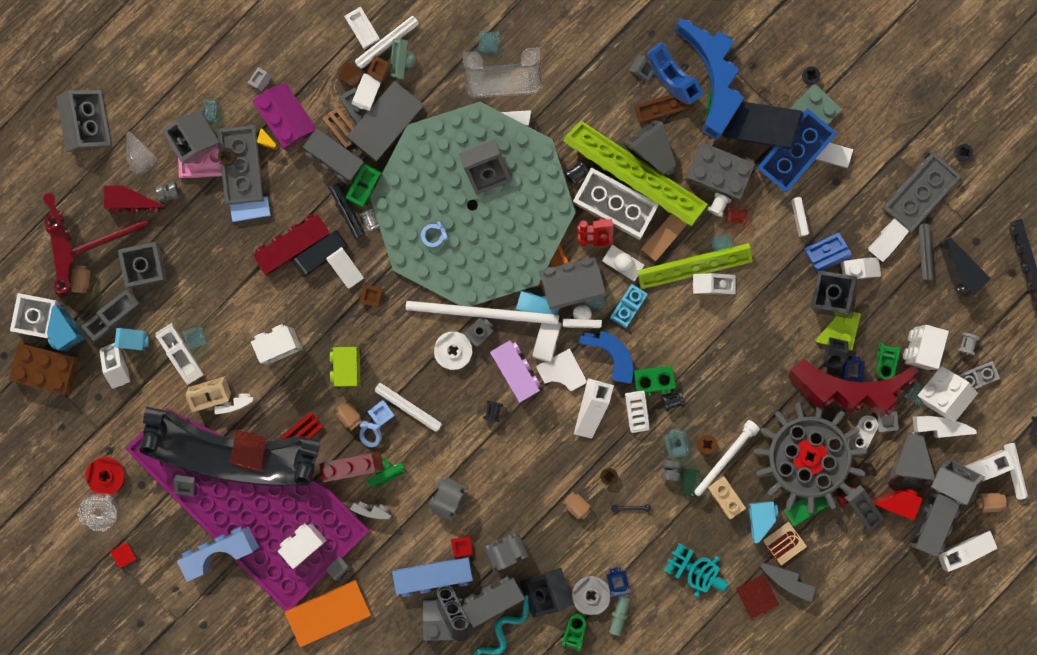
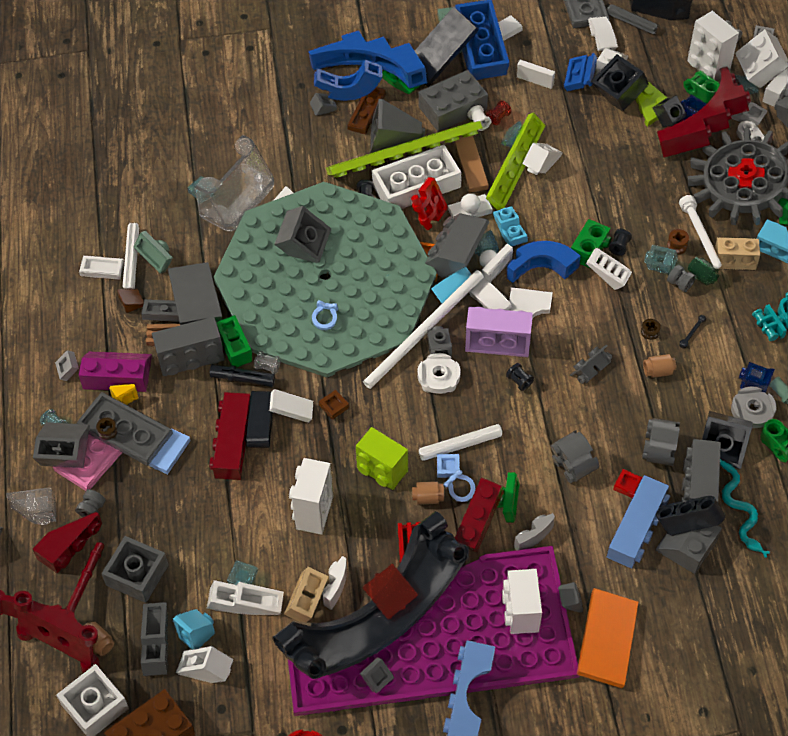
camera: 55 degrees left, 30 degrees down
(63, 330) = (131, 679): dark azure slope -> none
(366, 92) = (158, 291): white slope -> none
(380, 68) = (147, 272): reddish brown plate -> none
(552, 454) = (585, 369): none -> dark grey hinge
(593, 407) = (577, 296): white slope -> none
(805, 75) = (426, 5): black bush -> none

